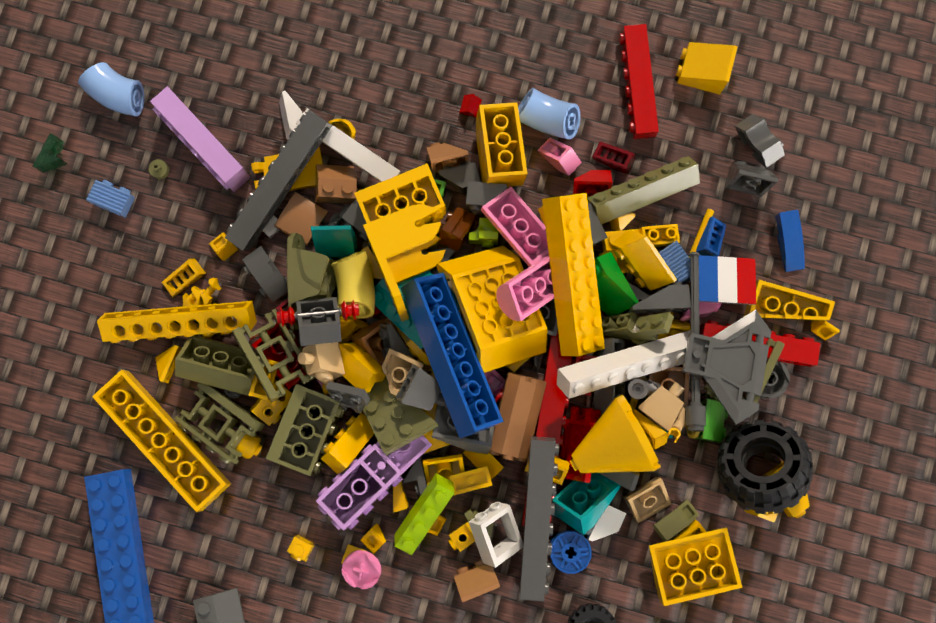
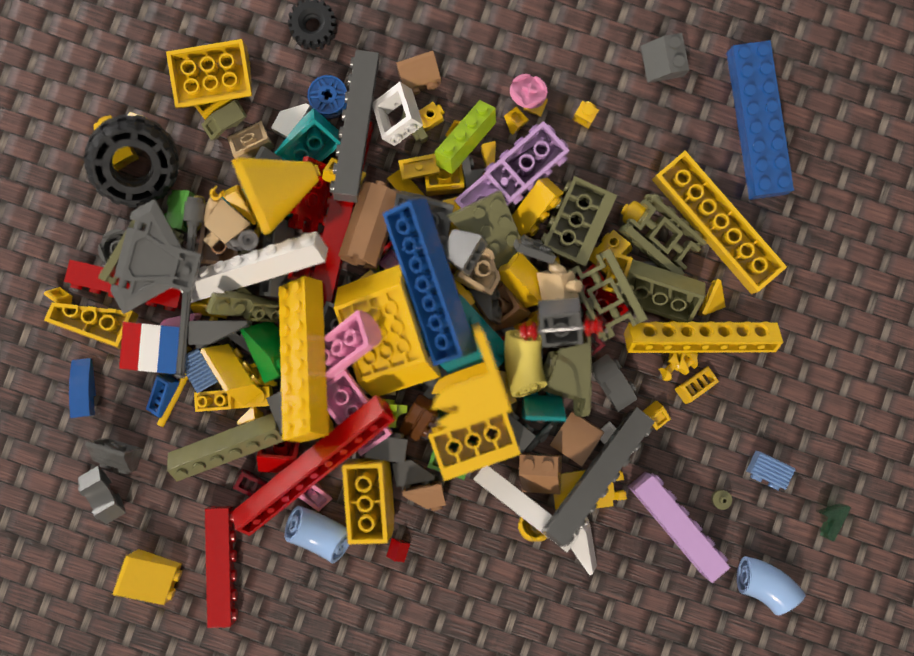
camera: 175 degrees right, 5 degrees up
(555, 174) = (313, 465): none -> red brick

